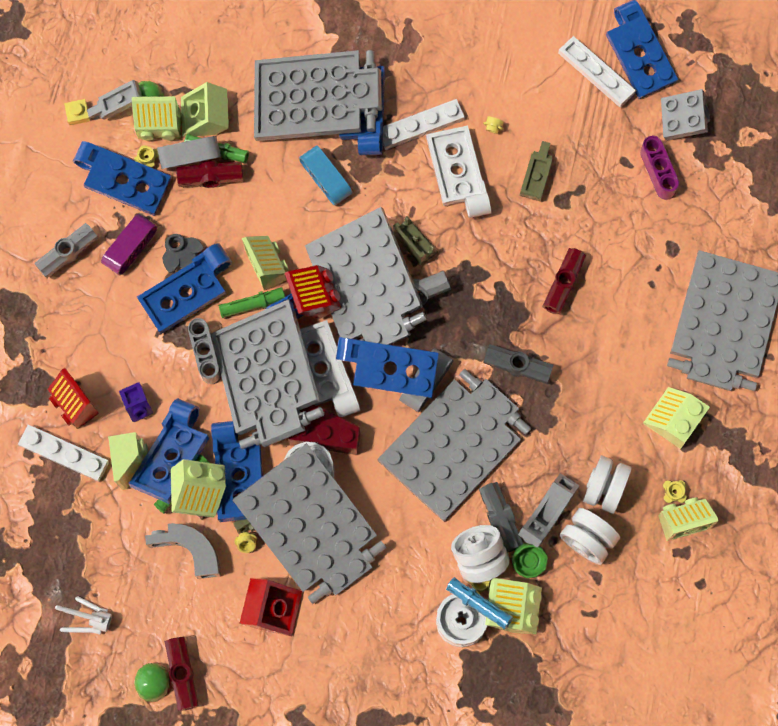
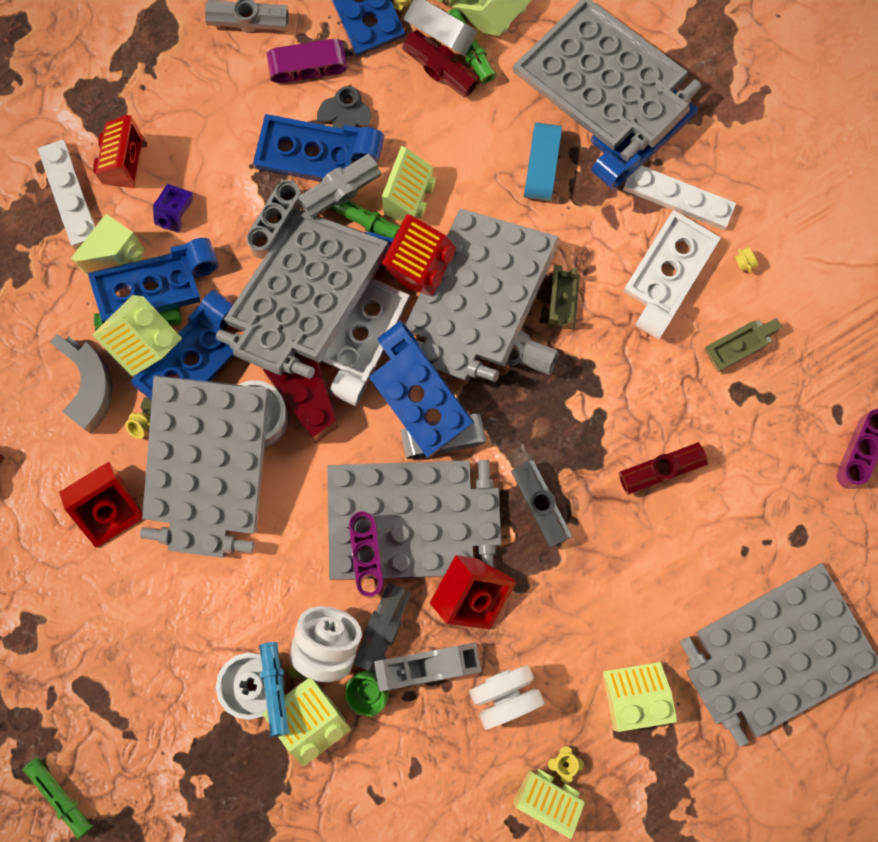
camera: 40 degrees right, 5 degrees up
(225, 295) = (339, 186): none -> light grey piece
(446, 474) = (361, 541): none -> magenta beam
(531, 448) = (471, 593): none -> red slope
(590, 536) = (440, 728): white wheel -> none

